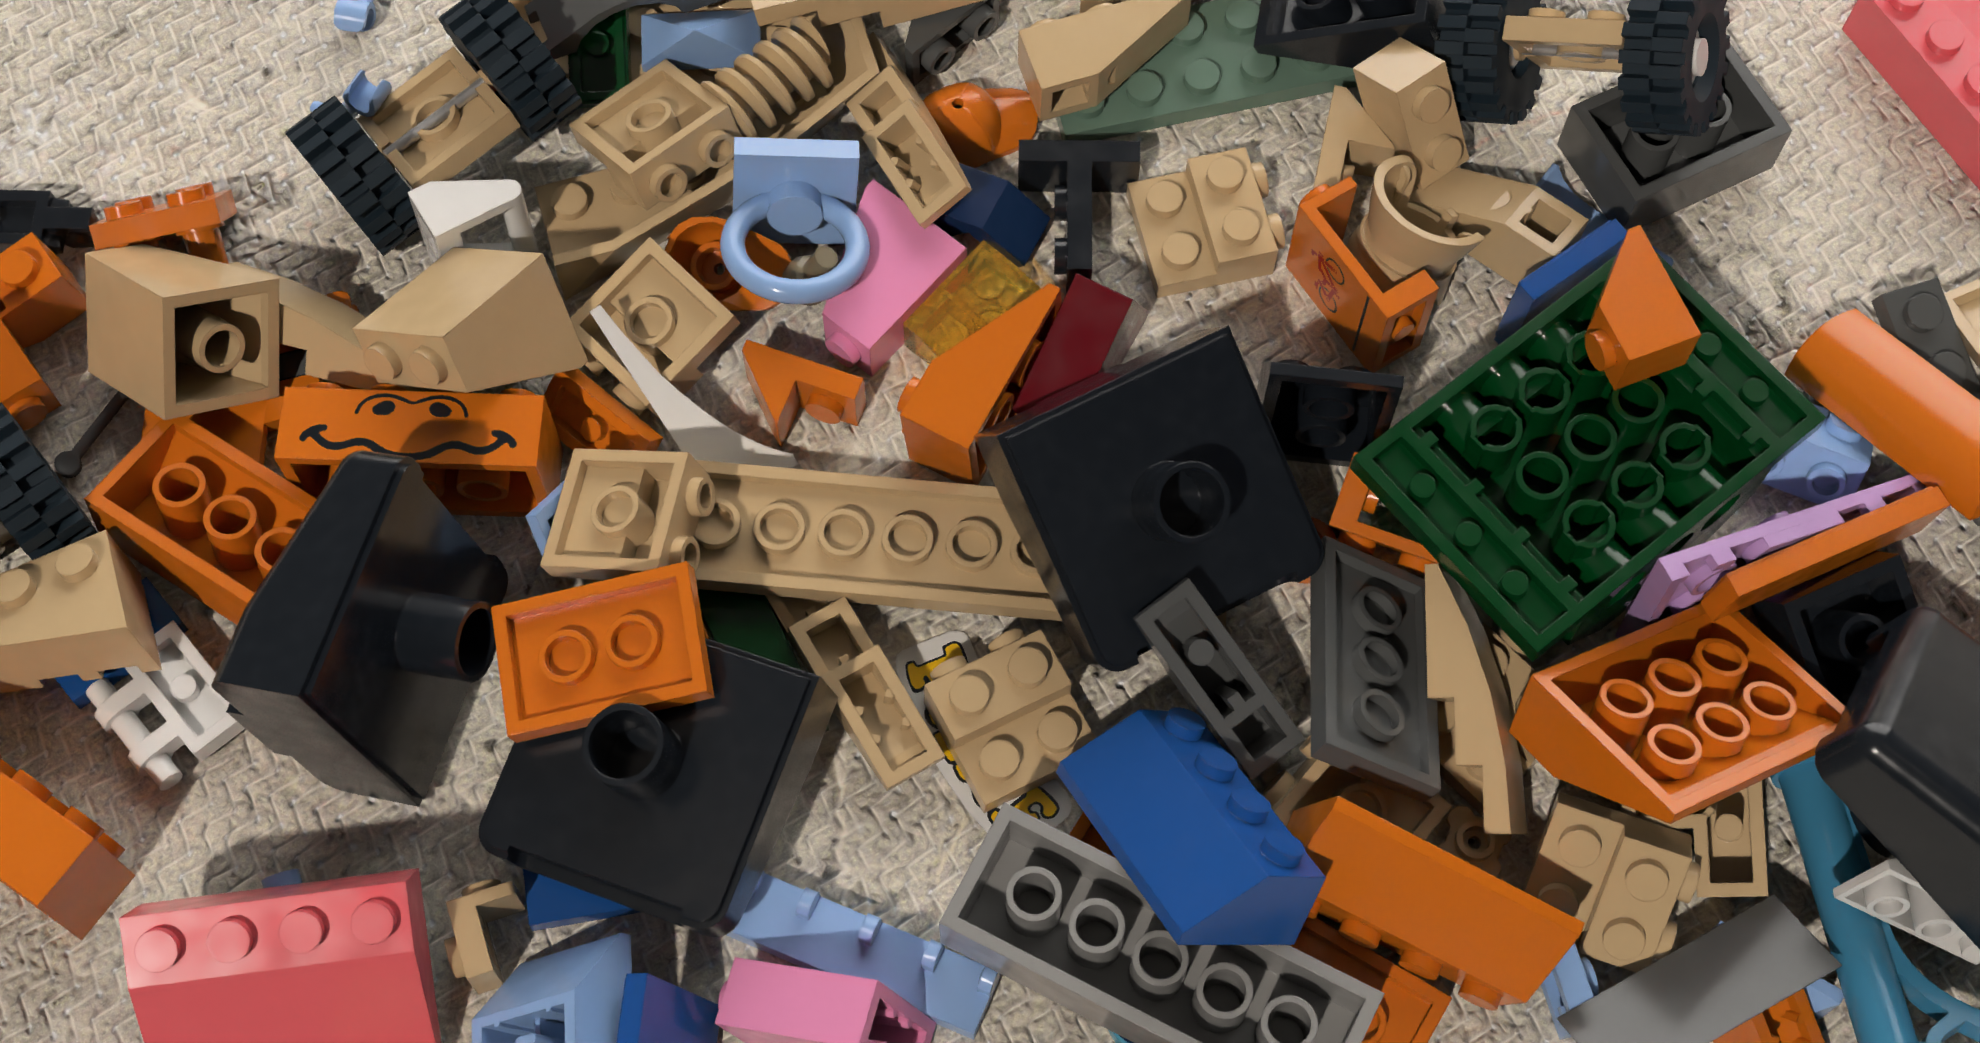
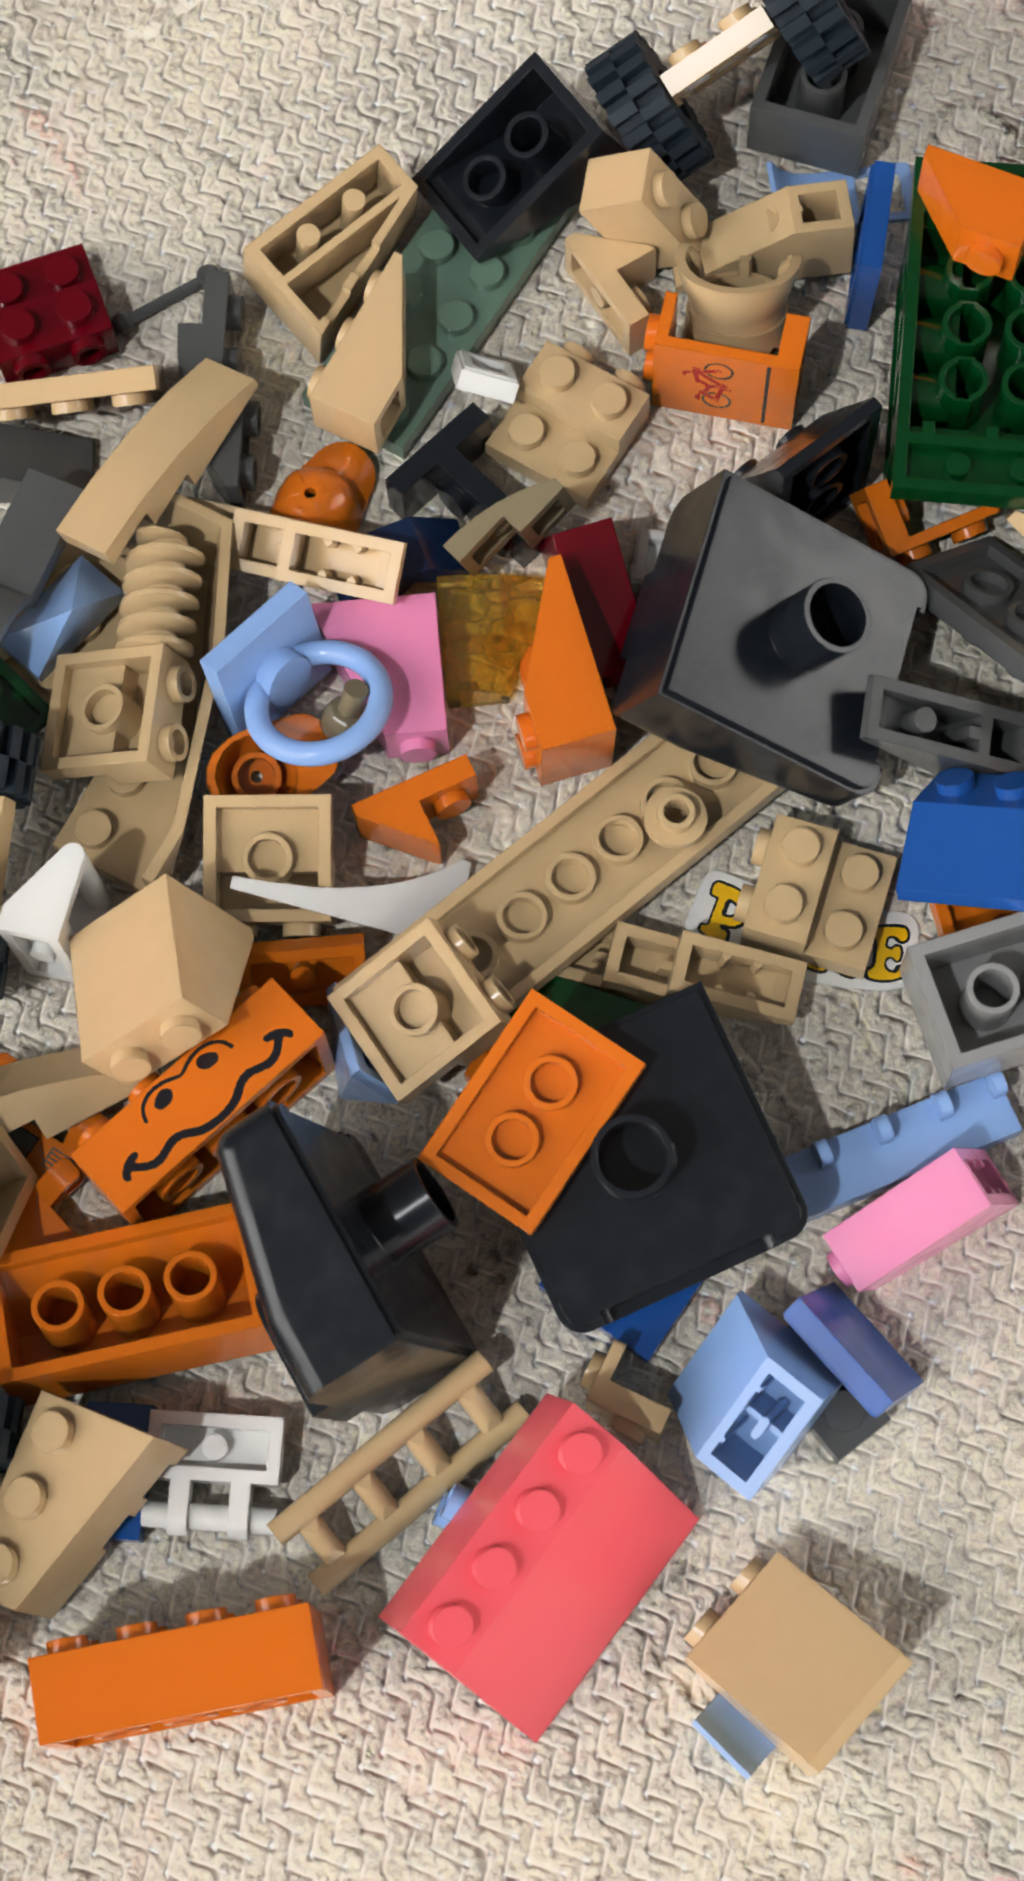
camera: 40 degrees left, 5 degrees up
(251, 800) = (358, 1473): none -> tan bar
(954, 576) = (672, 834): none -> tan plate
(1075, 242) = (526, 512): none -> dark tan slope
(1172, 132) = (484, 376): none -> white tile

